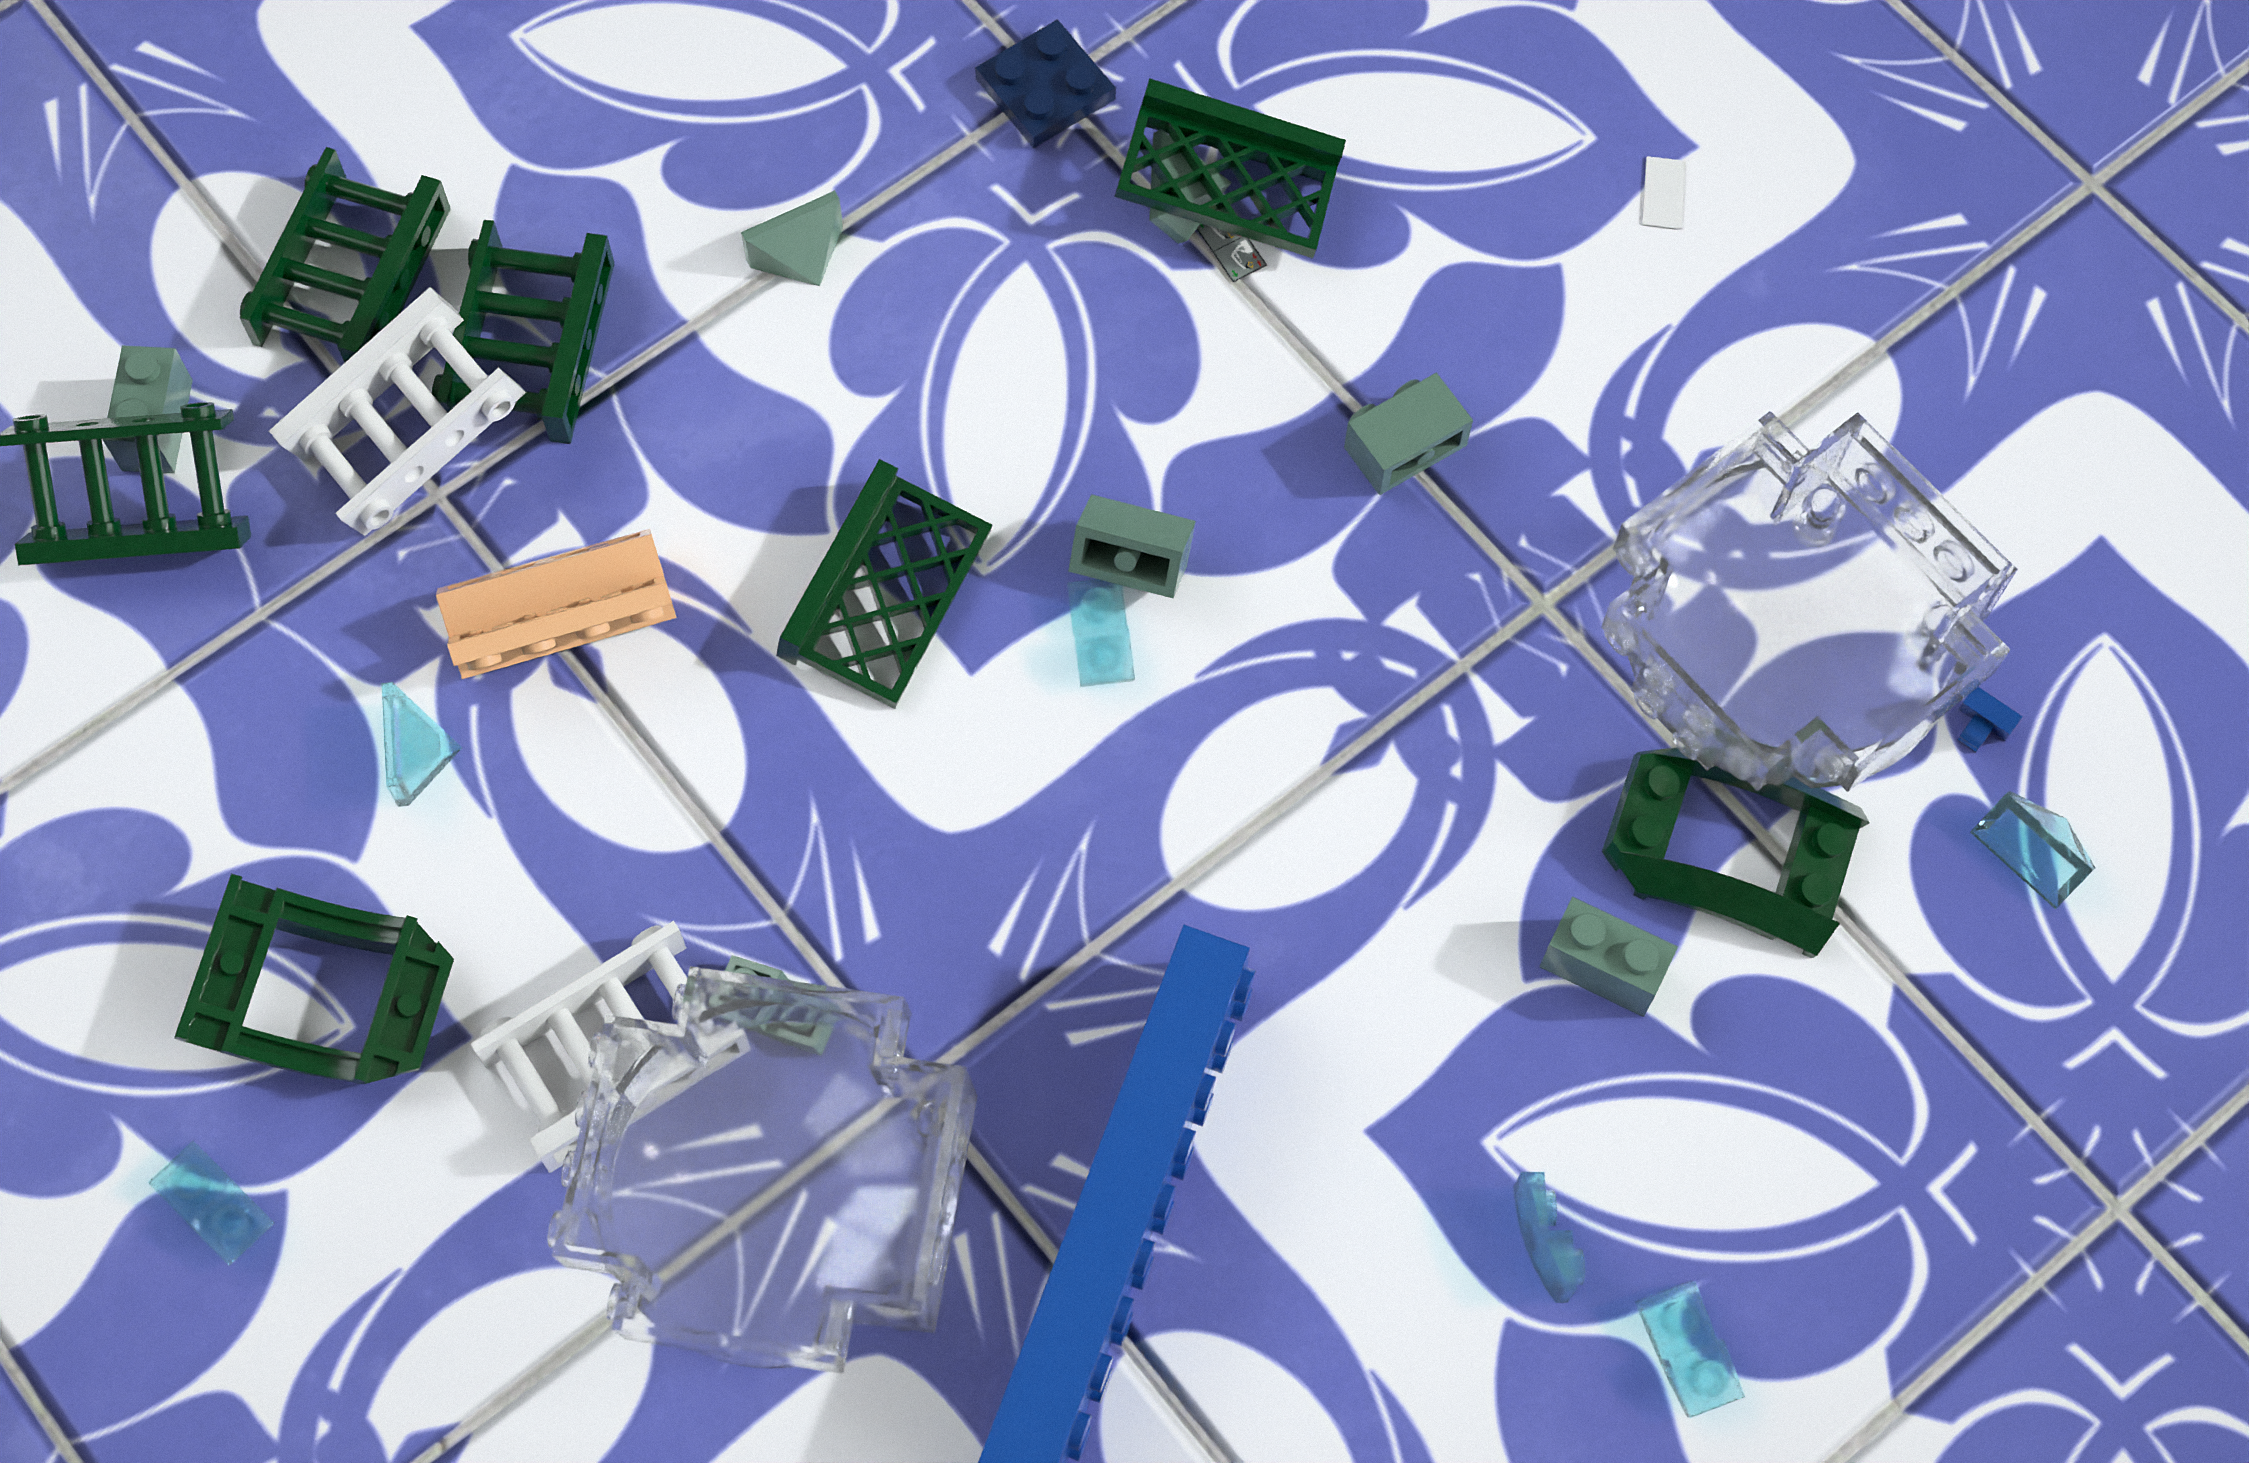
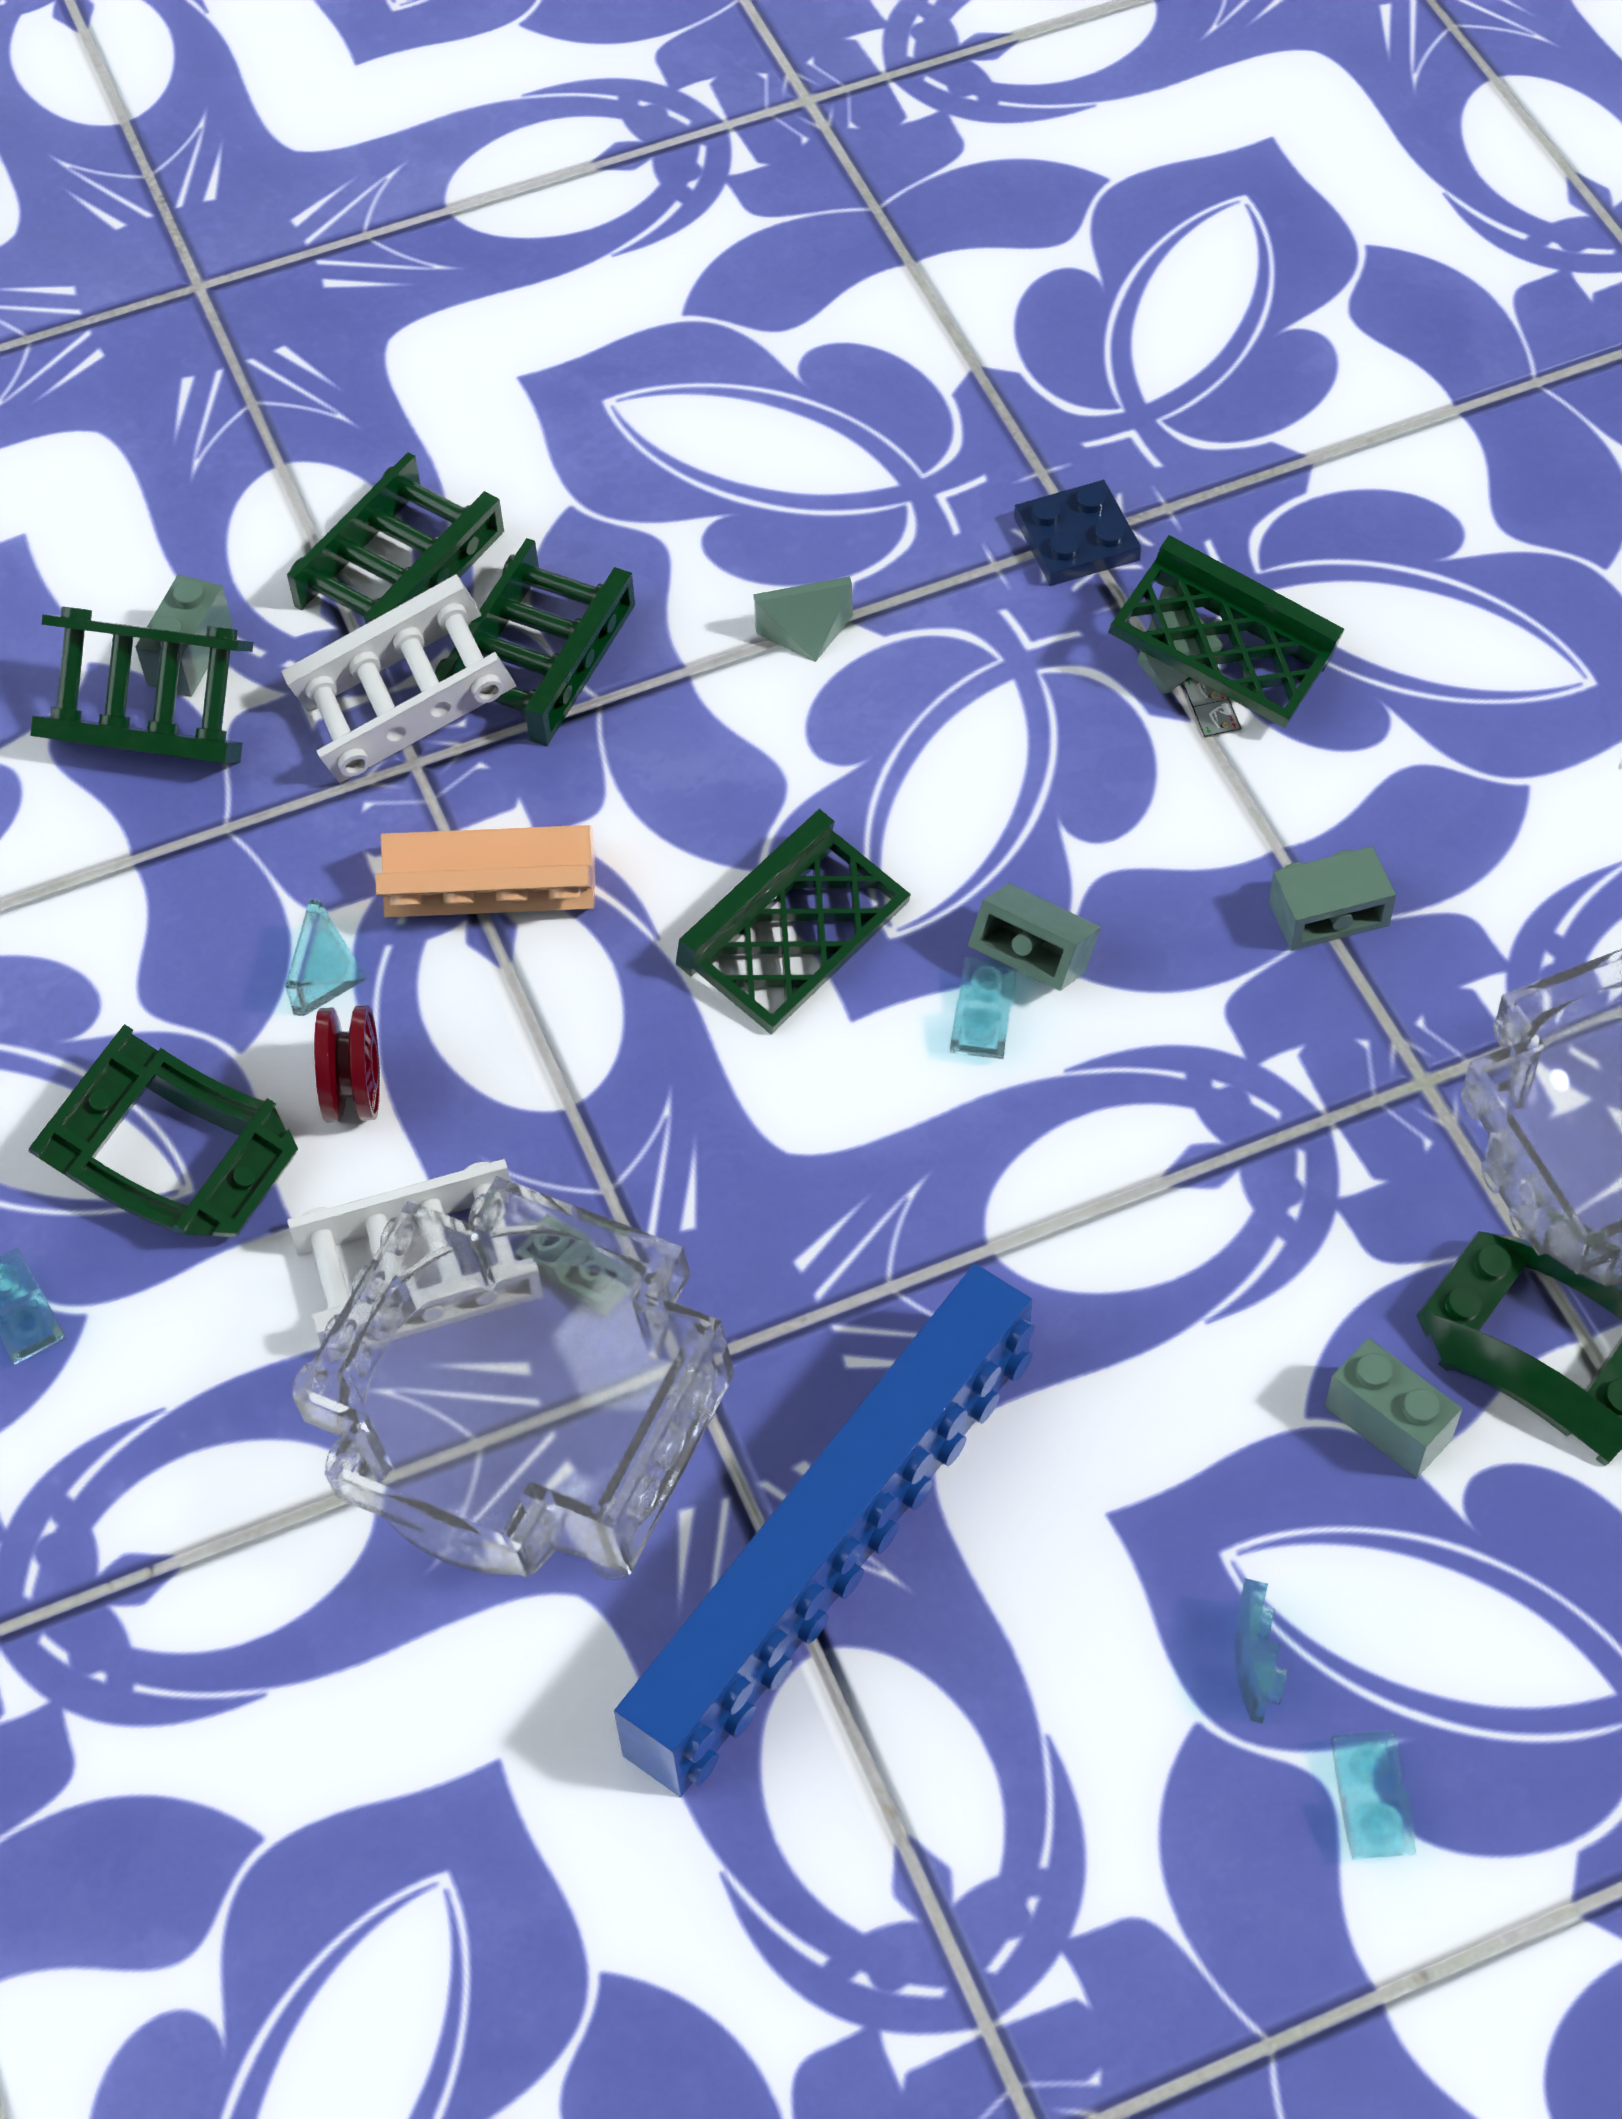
camera: 20 degrees right, 10 degrees down
(479, 857) = (347, 1063): none -> dark red wheel

